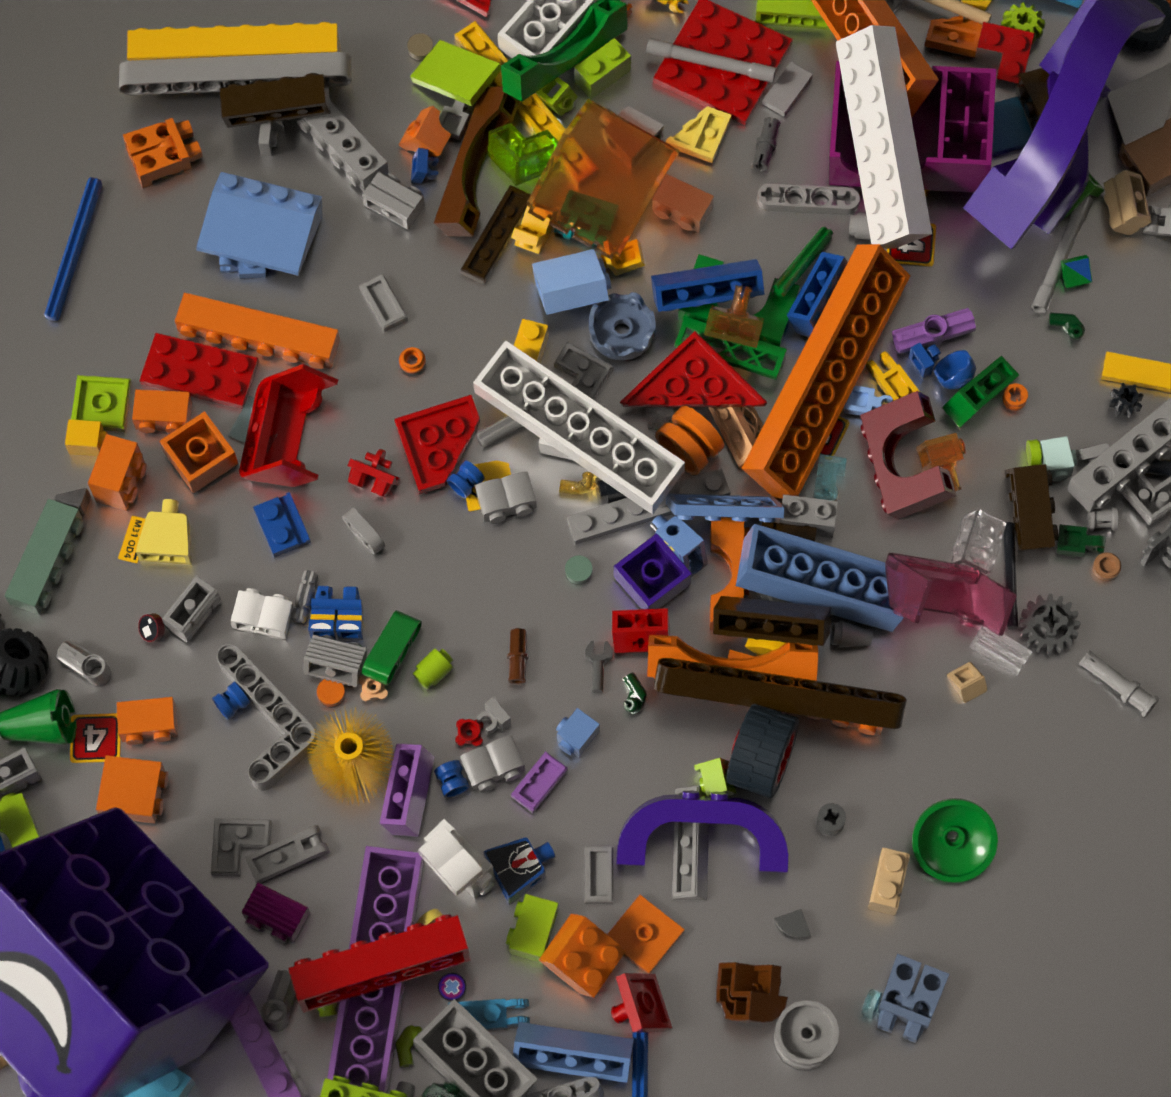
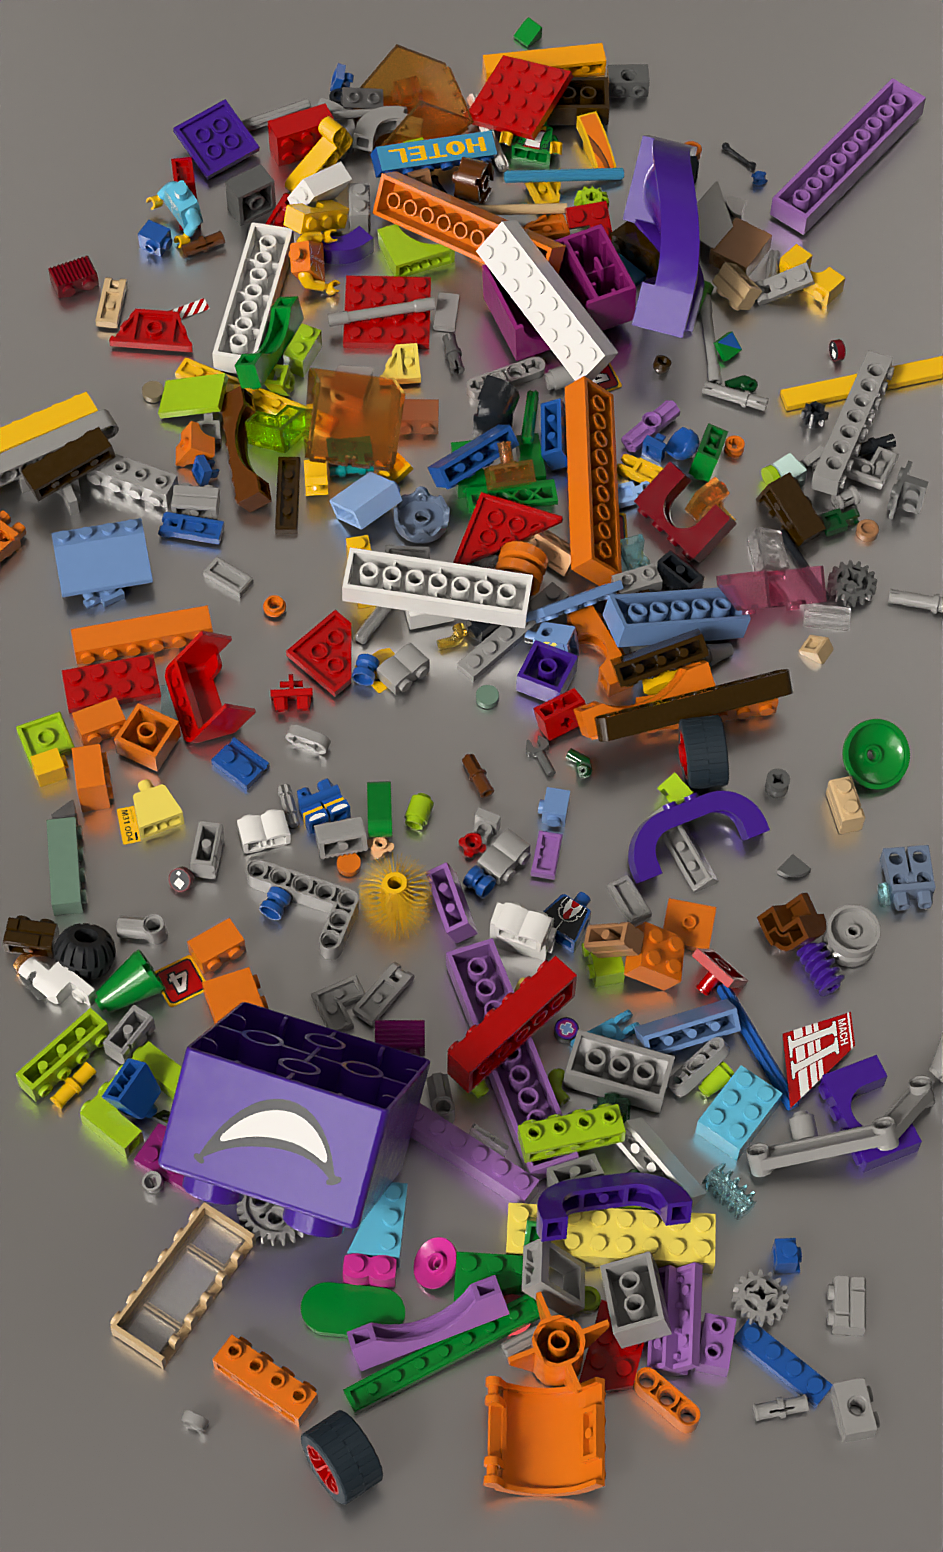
camera: 30 degrees left, 10 degrees down
(374, 229) = (191, 528): none -> blue plate
(540, 921) = (613, 940): none -> medium nougat brick
(753, 1054) = (820, 968): none -> dark purple piece
(770, 233) = (496, 405): none -> black brick
(860, 527) = (678, 573): none -> black brick
(988, 256) = (661, 364): none -> dark brown hinge
(1058, 343) = (736, 396): none -> light grey pin

